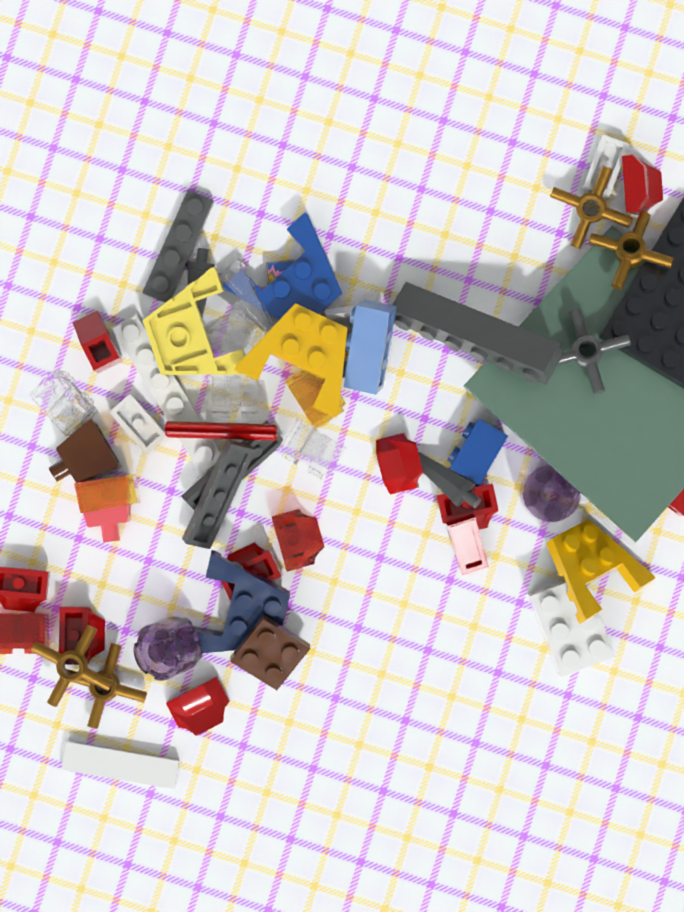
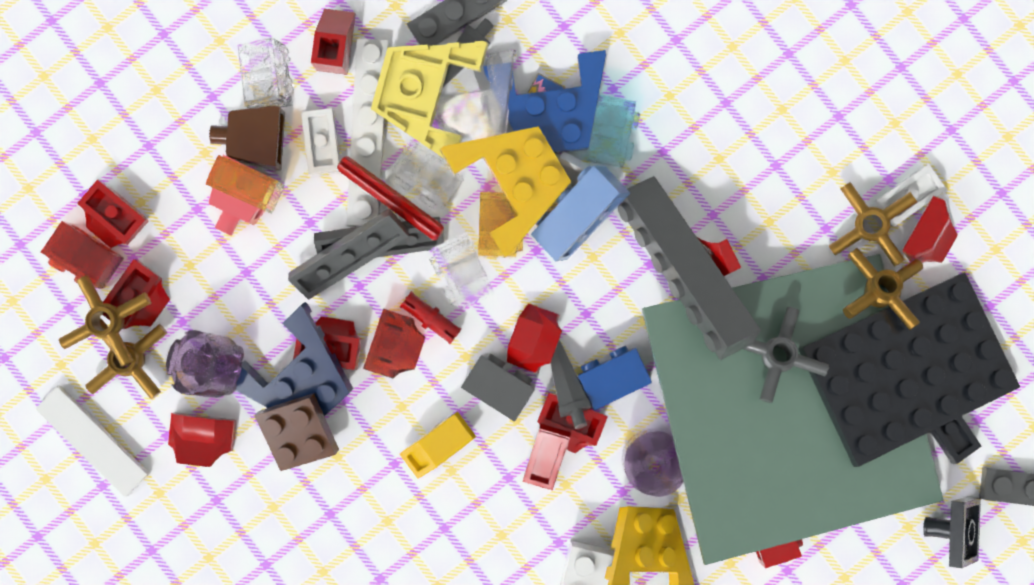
camera: 35 degrees right, 0 degrees up
(311, 500) = (430, 317): none -> red pin
(351, 269) = (612, 131): none -> clear light blue brick
(381, 591) = (438, 445): none -> yellow slope
(396, 517) = (498, 386): none -> dark grey brick
(495, 307) = (722, 255): none -> red slope

